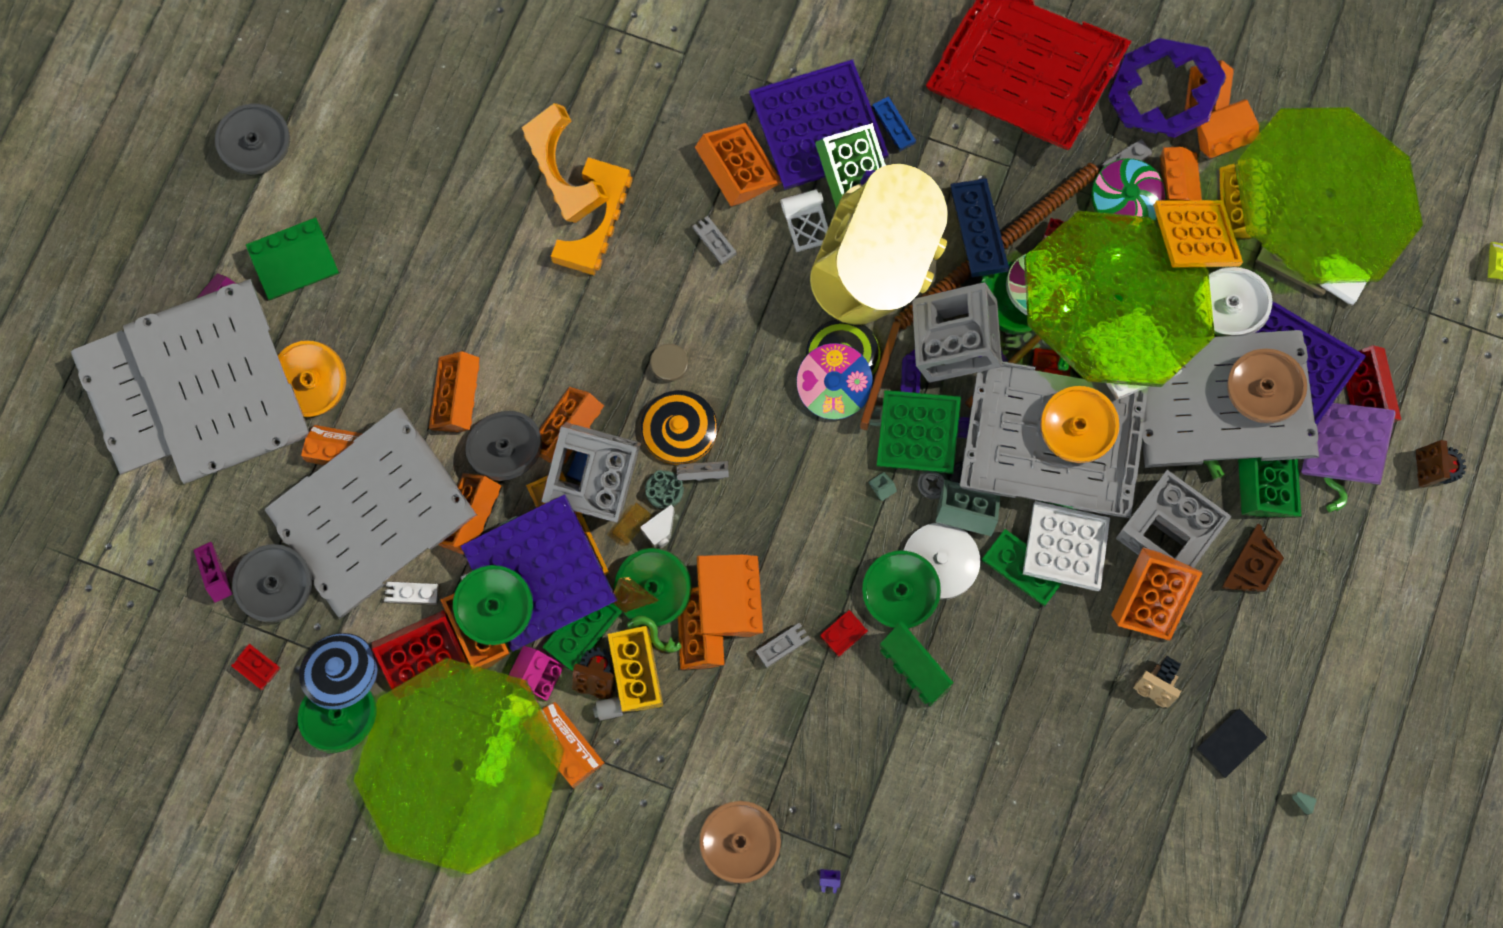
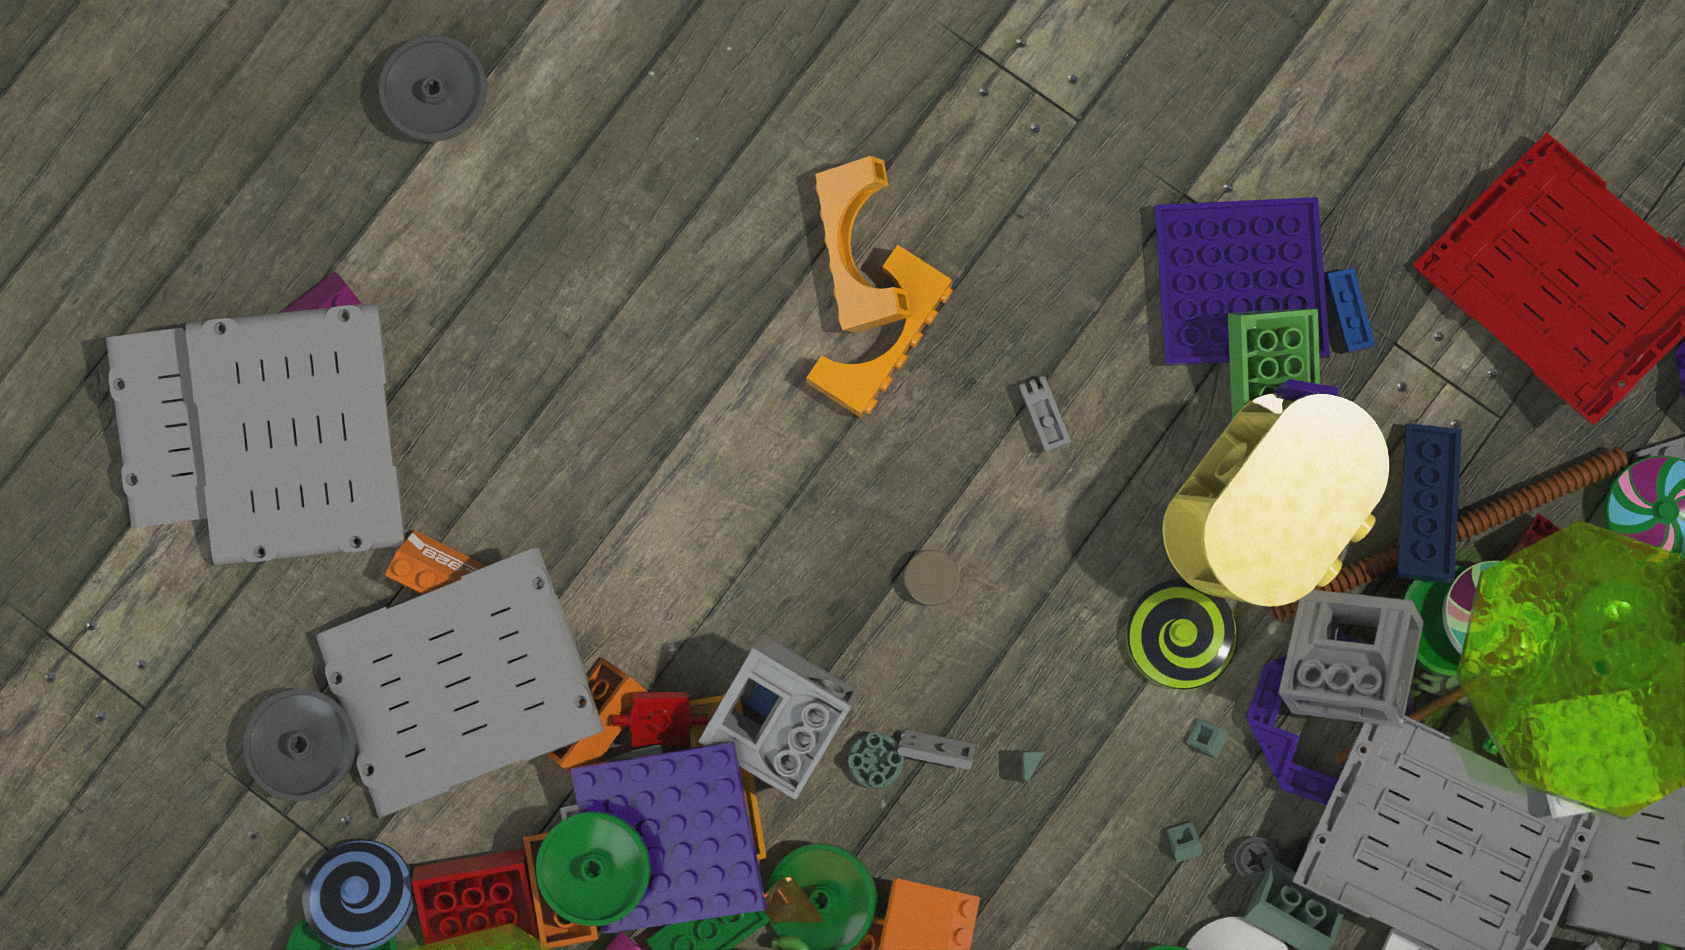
camera: 20 degrees right, 5 degrees up
(212, 572) = (222, 704): magenta slope -> none
(255, 666) = (248, 855): red plate -> none
(292, 258) = (445, 280): green slope -> none
(315, 376) = (432, 461): light orange dish -> none
(412, 593) = (488, 810): white hinge -> none
(454, 392) = (620, 539): orange slope -> none
(503, 445) = (668, 636): dark grey dish -> none
(511, 498) = (660, 719): none -> red plate
(575, 408) = (777, 612): orange slope -> none
(631, 523) = (817, 797): clear yellow plate -> none
(659, 528) = (854, 816): white slope -> none
(679, 427) = (920, 675): dish -> none
(737, 163) = (1109, 309): orange slope -> none
(766, 462) = (1029, 763): none -> sand green slope
(800, 206) = (1184, 397): white piece -> none
(834, 381) = (1158, 672): dish -> none
(880, 375) = (1225, 681): dark orange tile -> none
(919, 431) = (1257, 780): green plate -> none
(1047, 361) = (1468, 731): red plate -> none
(1079, 424) = (1489, 841): light orange dish -> none

